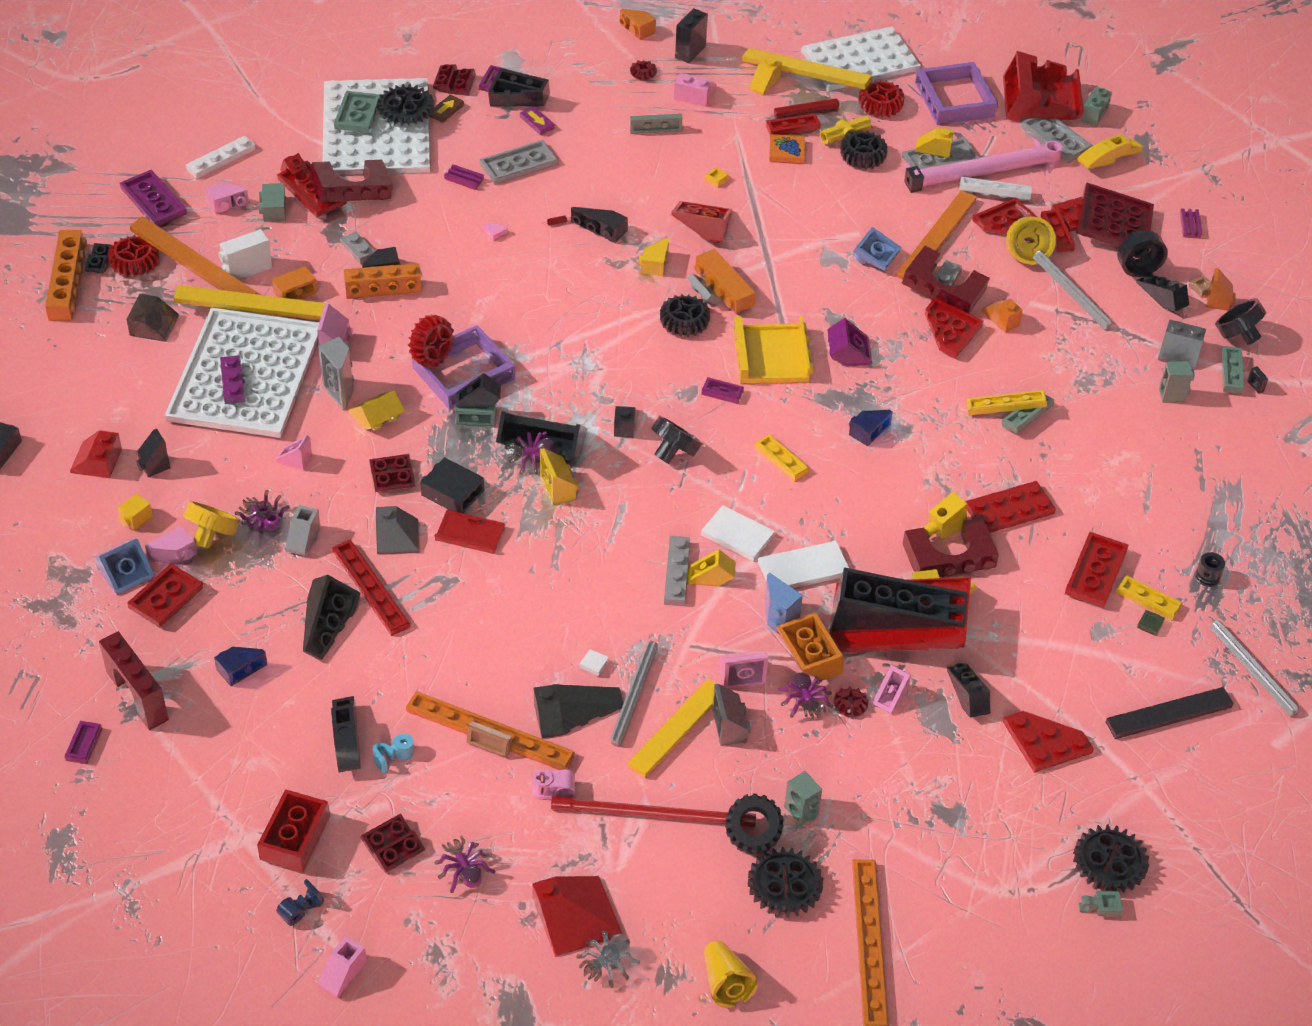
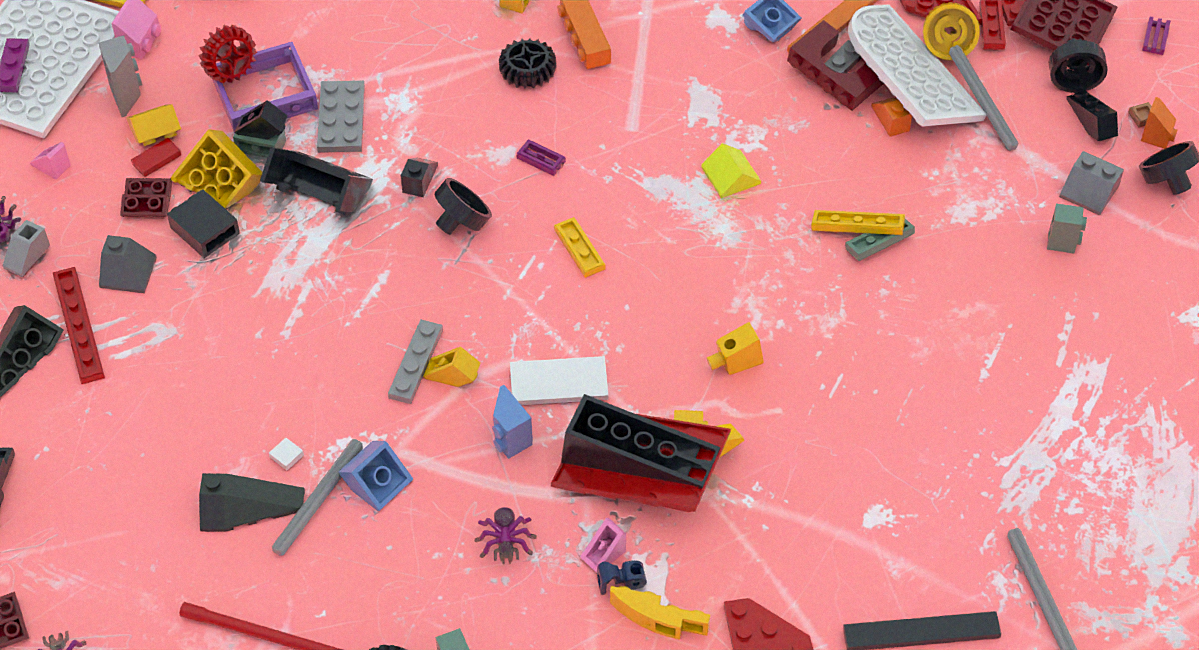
camera: 15 degrees right, 5 degrees up
(388, 438) = (156, 157): none -> red tile
(401, 747) = (43, 514): medium azure leg -> none
(451, 438) = (218, 169): none -> yellow wedge
(459, 720) = (147, 514): orange tile -> none
(464, 531) = (200, 277): red door -> none
(489, 739) = (139, 523): nougat tile -> none
(531, 451) = (308, 196): animal -> none
(538, 382) = (341, 116): none -> light grey plate
(554, 783) = (192, 588): bright pink piece -> none
(557, 477) = (319, 231): yellow slope -> none
(673, 730) = (349, 547): yellow tile -> none
(678, 665) = (376, 474): none -> medium blue slope
(701, 287) = (560, 37): light grey plate -> none
(729, 716) = (409, 544): flat silver slope -> none
(737, 533) = (498, 328): white tile -> none
(743, 669) = (444, 491): bright pink slope -> none
(772, 352) = (610, 121): yellow panel -> none
(812, 647) = (526, 480): orange slope -> none
(844, 706) = (562, 558): dark red gear -> none
(849, 344) = (701, 124): magenta slope -> none
(869, 425) = (691, 224): clear blue slope -> none
(884, 378) = (729, 171): none -> neon yellow slope
(920, 707) = (630, 574): none -> dark blue leg
(946, 736) = (646, 610): none -> yellow slope
(951, 326) = (827, 121): red plate -> none
(970, 690) = (694, 561): black slope -> none
(980, 551) = (761, 402): dark red arch -> none
(1007, 274) = (910, 68): none -> white plate
(1011, 506) = (820, 349): red plate -> none
(1096, 569) = (895, 441): red plate -> none
(1149, 598) = (947, 486): yellow tile -> none
(1151, 622) = (938, 517): tile -> none
(1210, 571) = (1029, 464): black piece -> none
(1232, 369) = (1143, 223): sand green plate -> none
(1257, 379) = (1169, 240): black tile -> none

